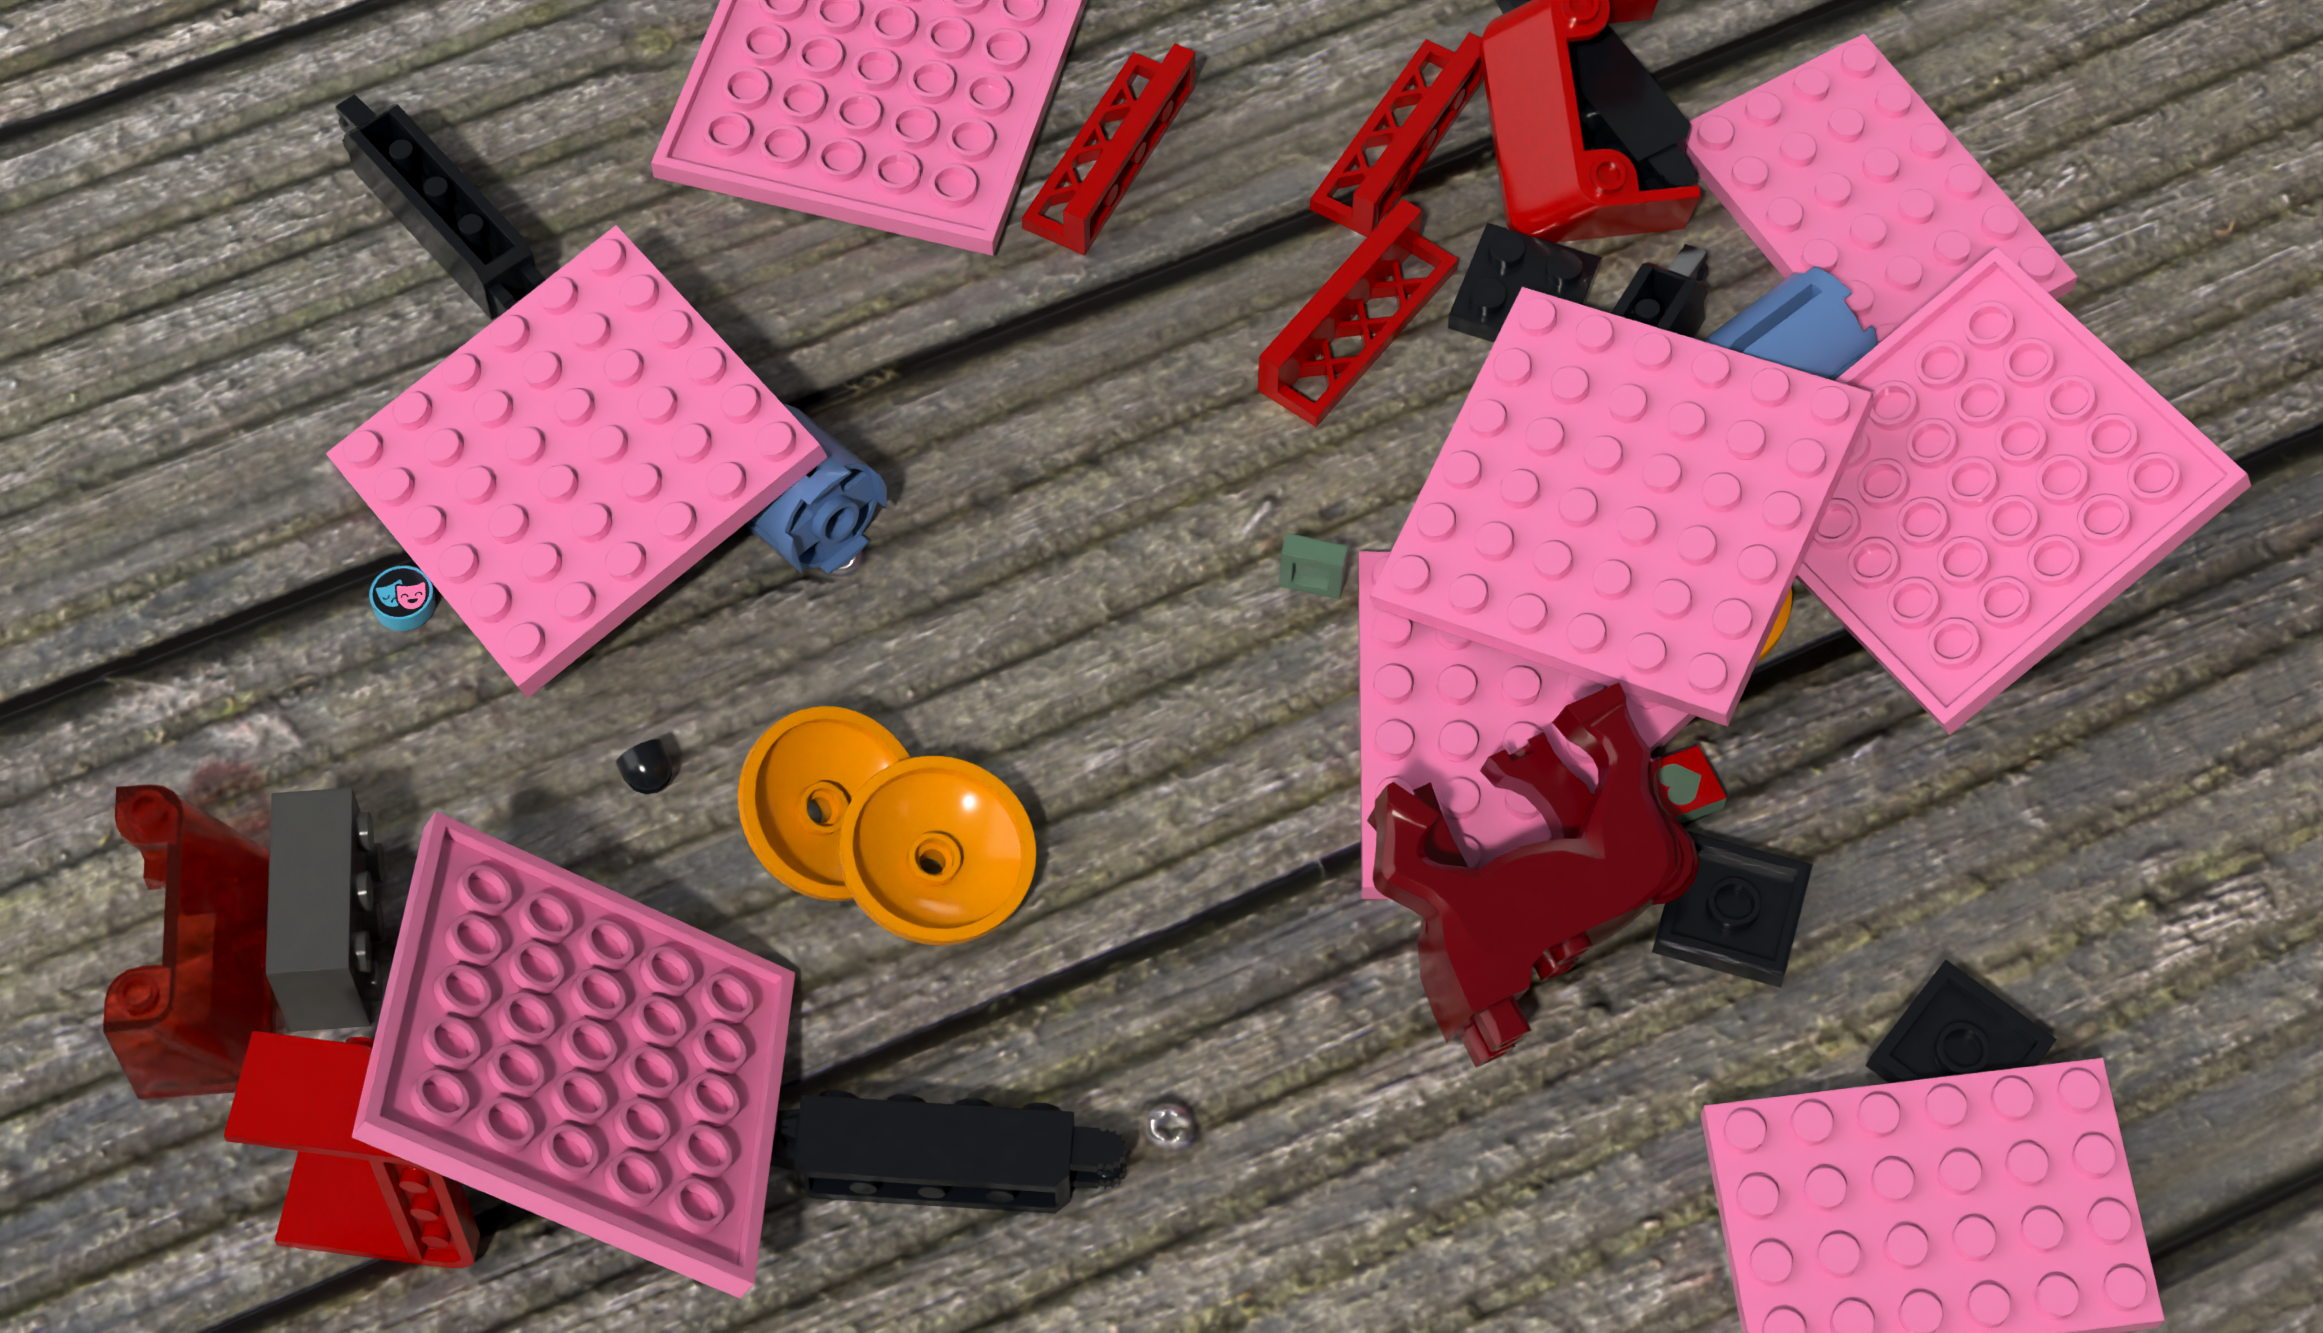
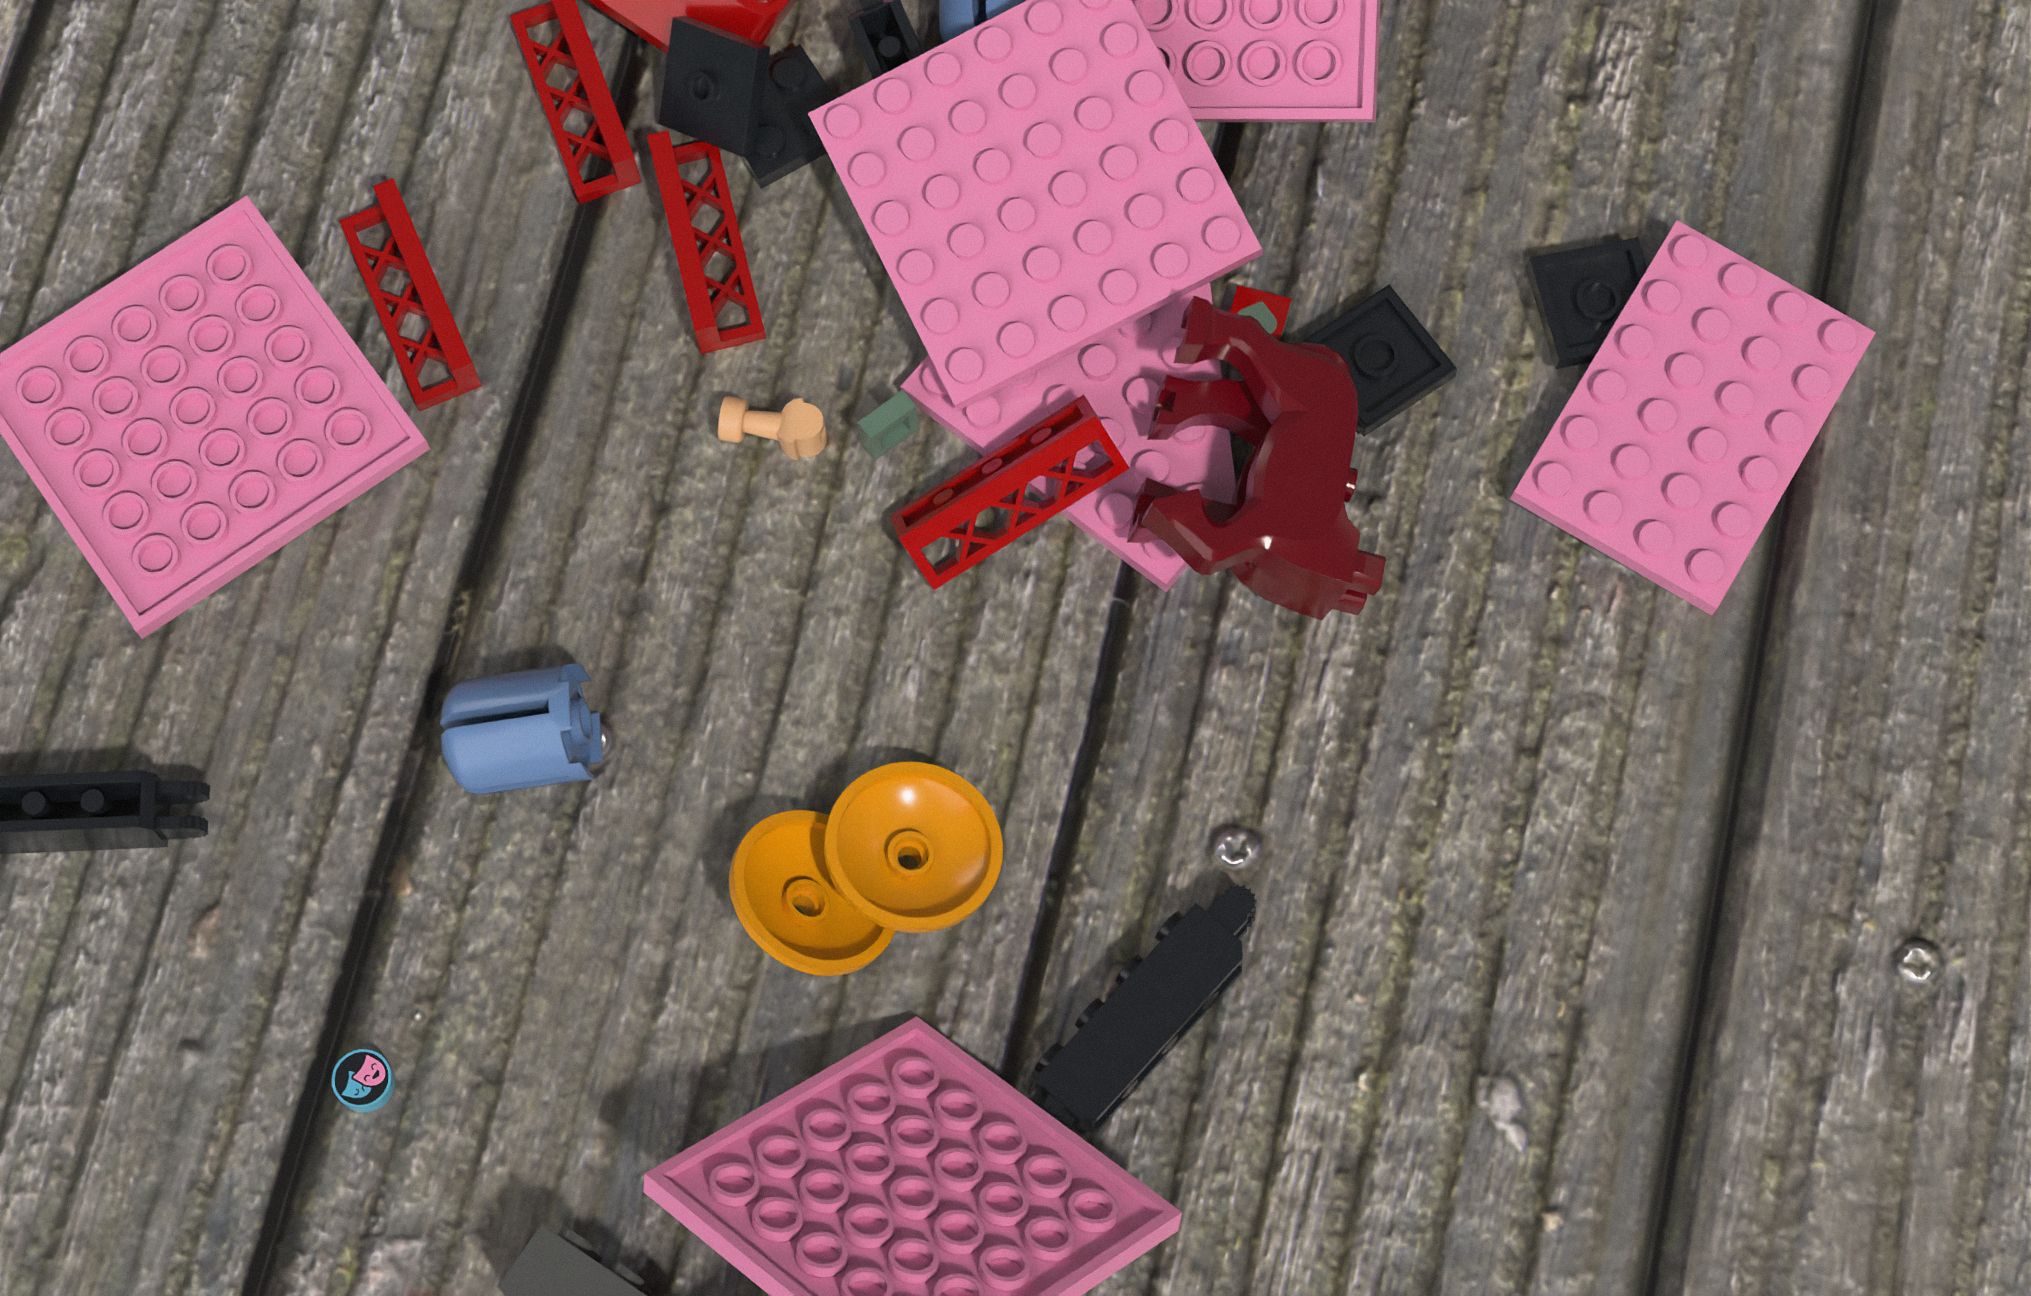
camera: 45 degrees left, 10 degrees up
(575, 459) = (367, 870): bright pink plate -> none
(646, 766) = (665, 1003): black hinge -> none
(1247, 499) = (796, 428): none -> light nougat leg
(1337, 674) = (997, 476): none -> red fence
(1492, 213) = (714, 85): none -> black plate

